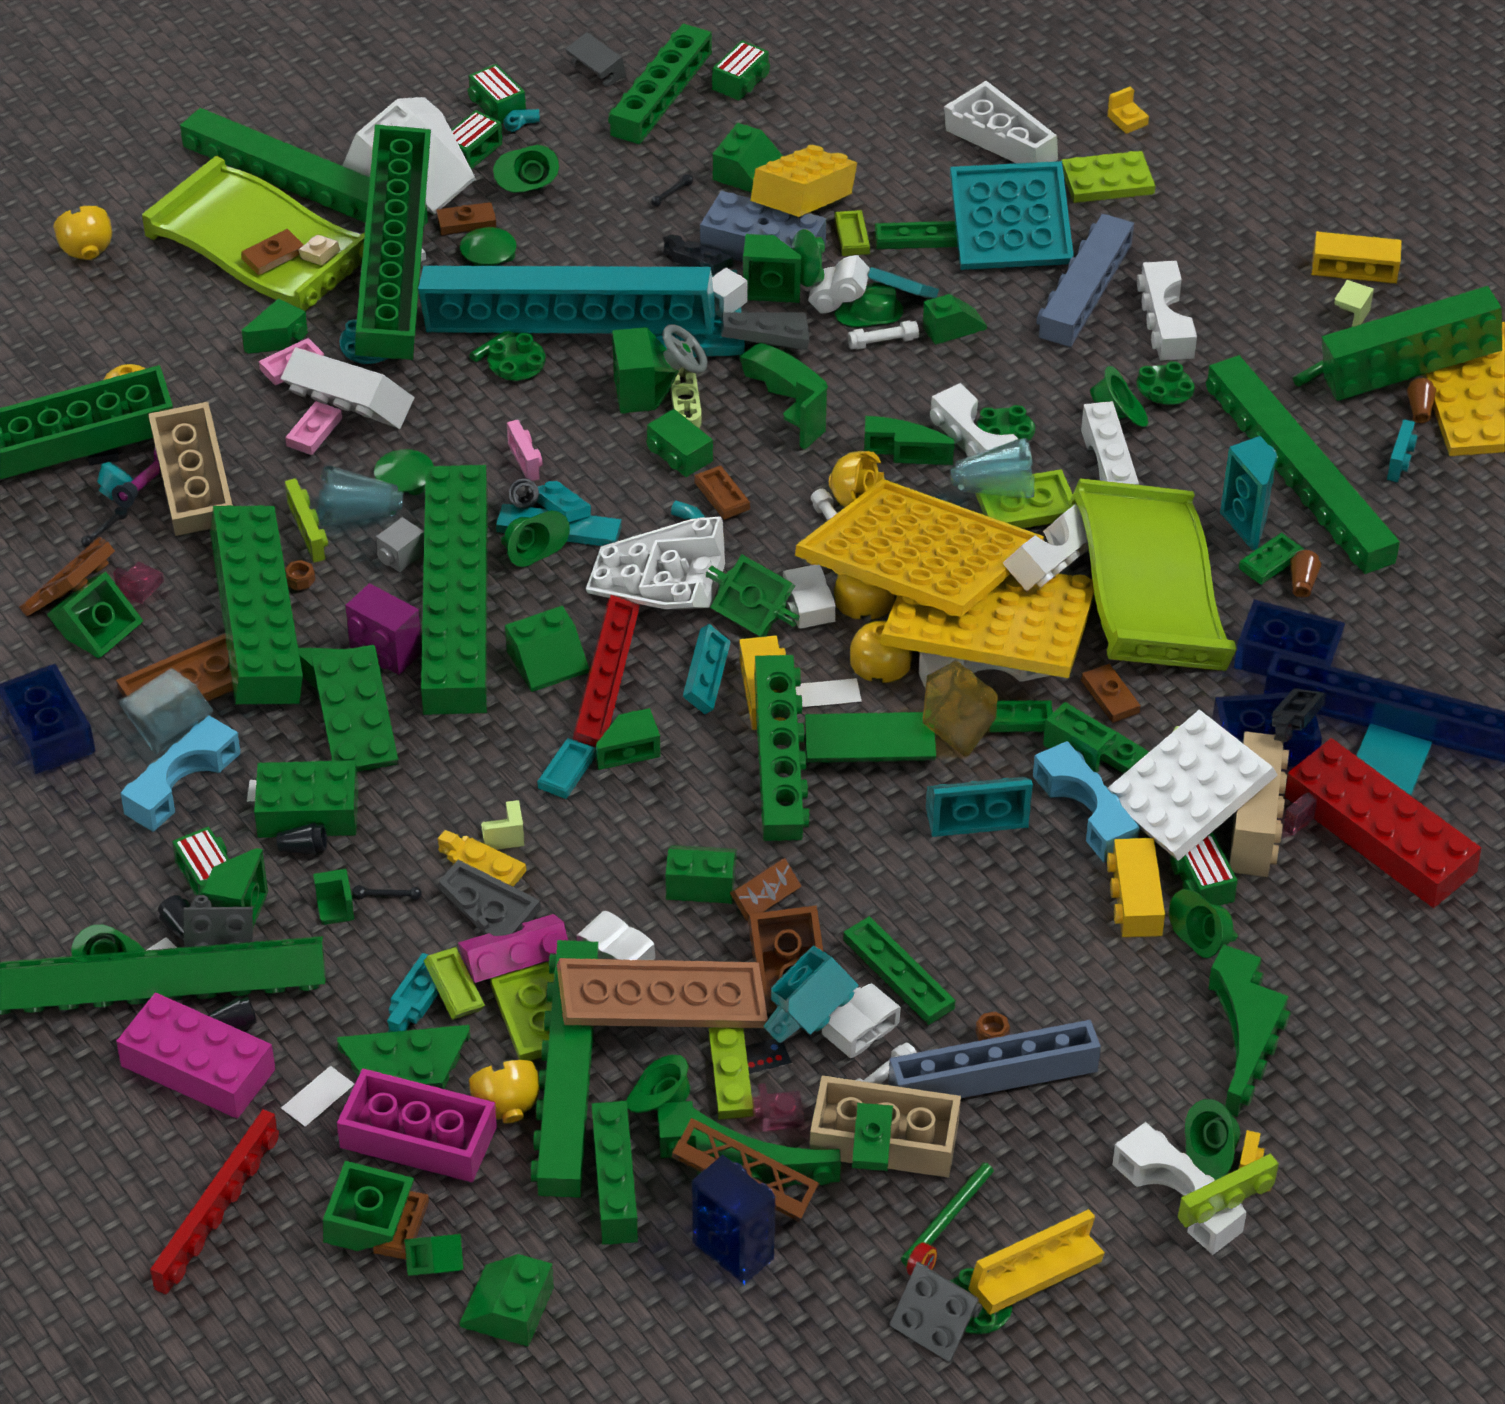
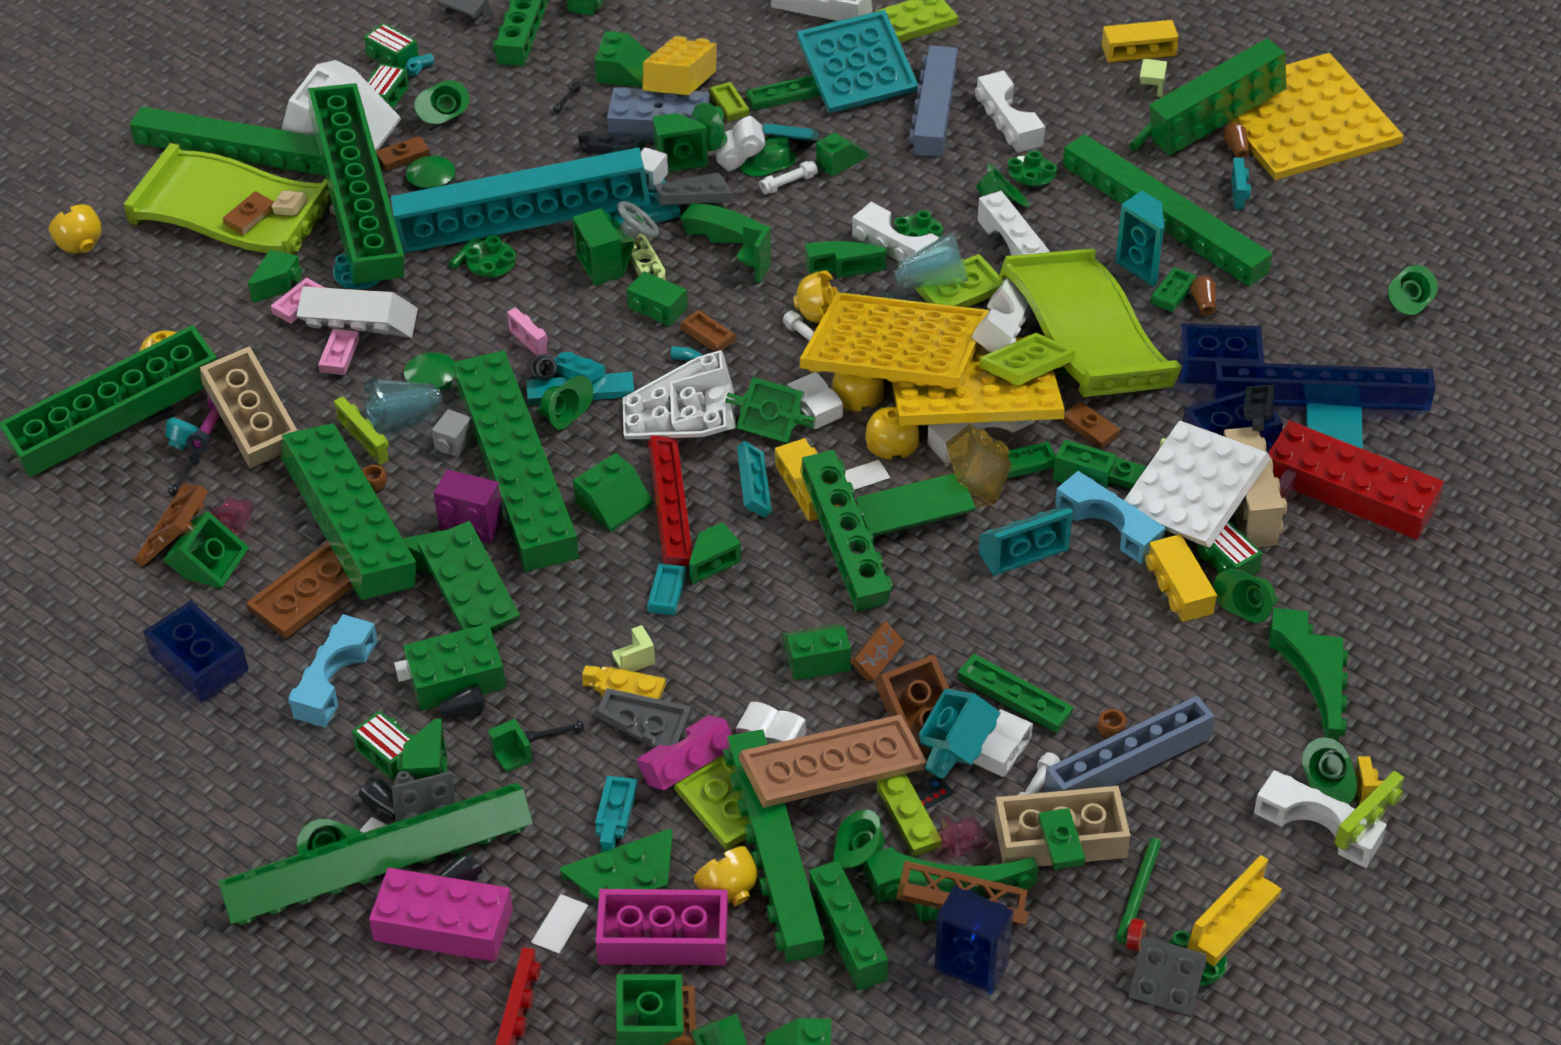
camera: 15 degrees left, 0 degrees up
(166, 709) = (302, 617): clear light blue slope -> none
(454, 983) = (645, 795): lime tile -> none
(1055, 601) = (1027, 359): none -> lime plate

